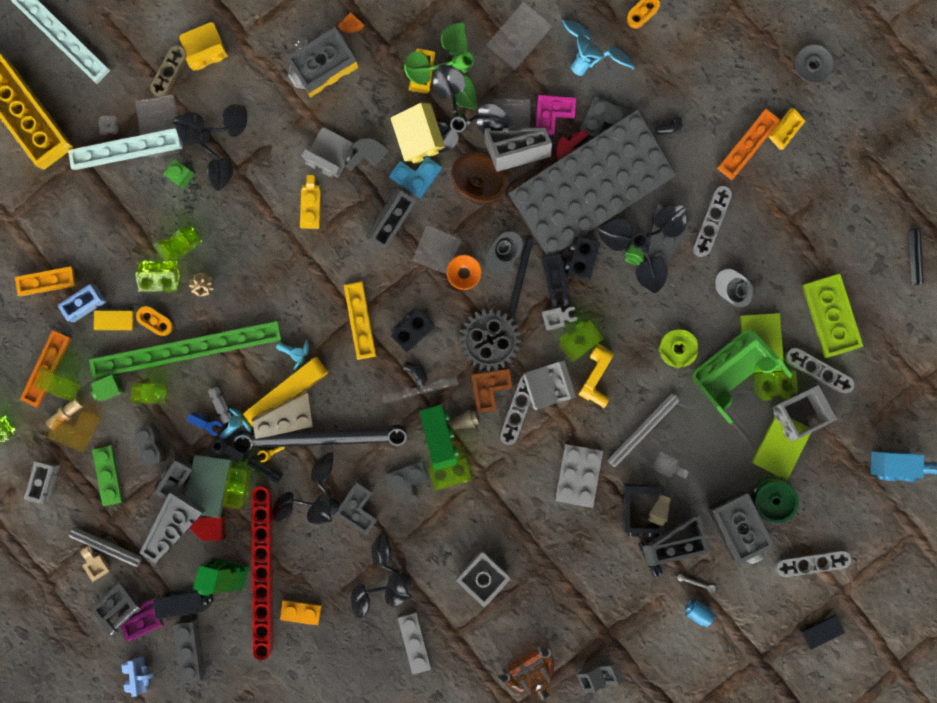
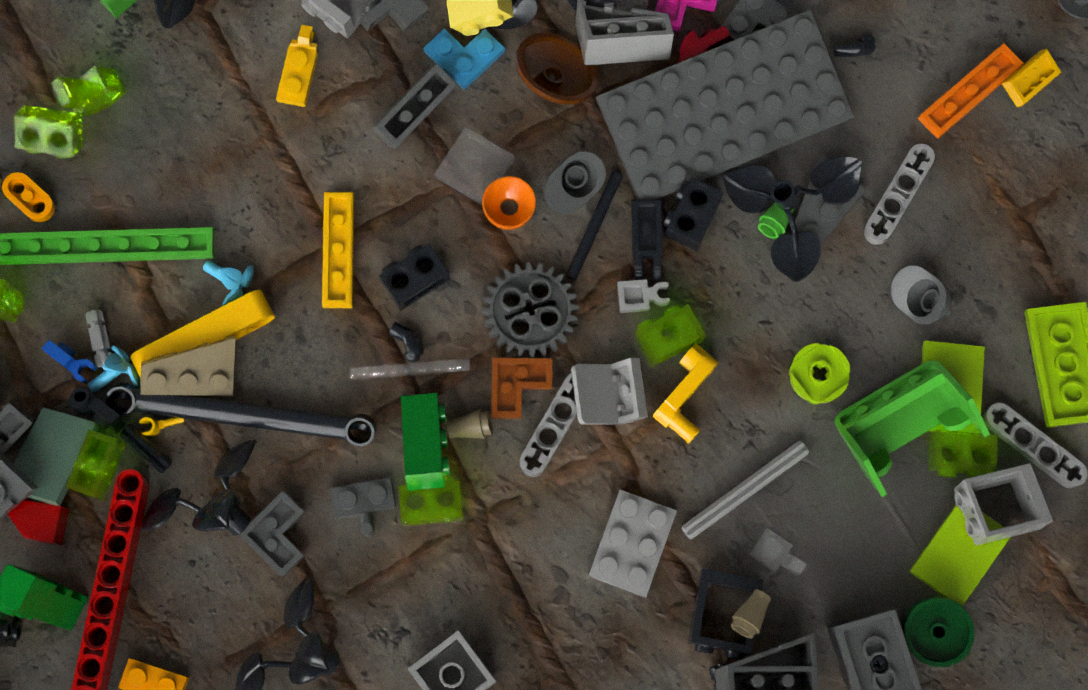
camera: 10 degrees right, 10 degrees down
(201, 284) = (110, 154): tan gear -> none

